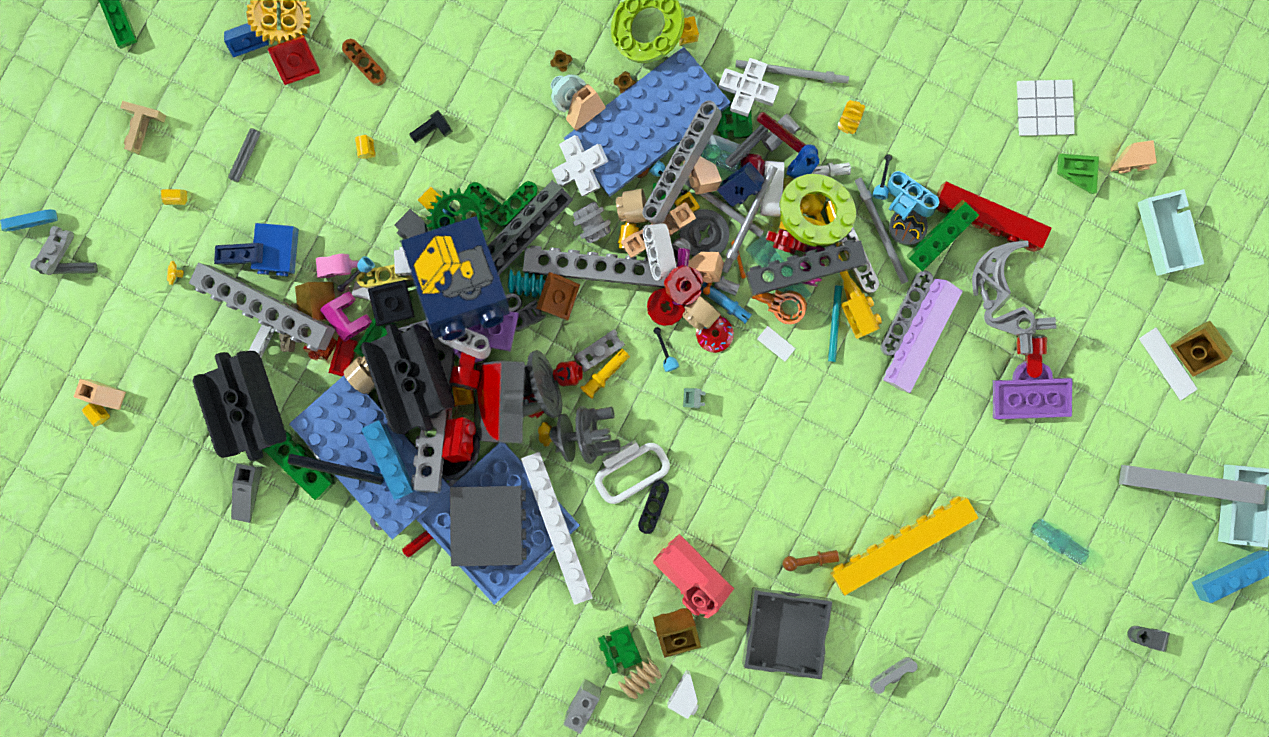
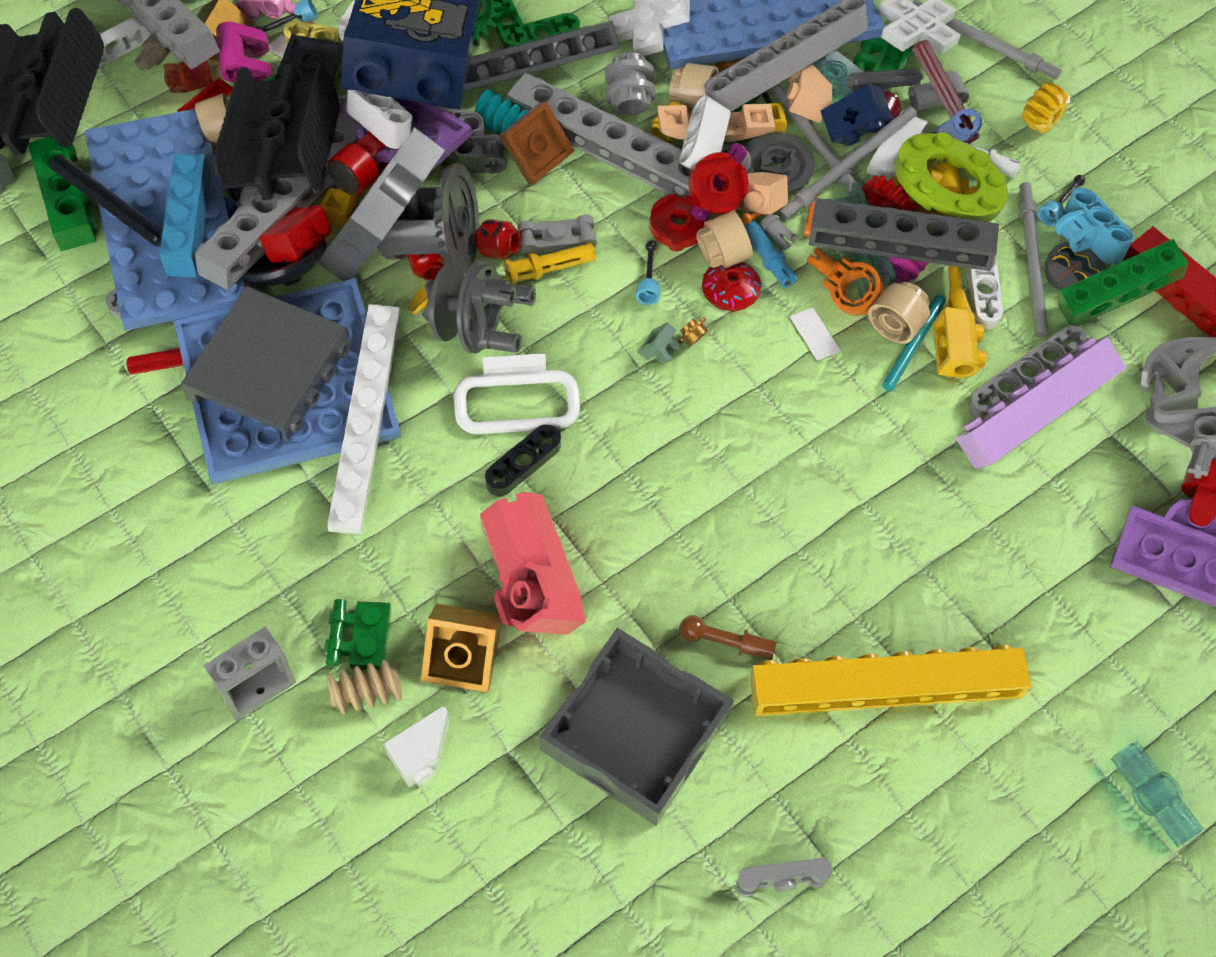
camera: 20 degrees right, 25 degrees down
(709, 381) = (693, 331): none -> pearl gold plate
(822, 313) = (900, 312): none -> tan piece

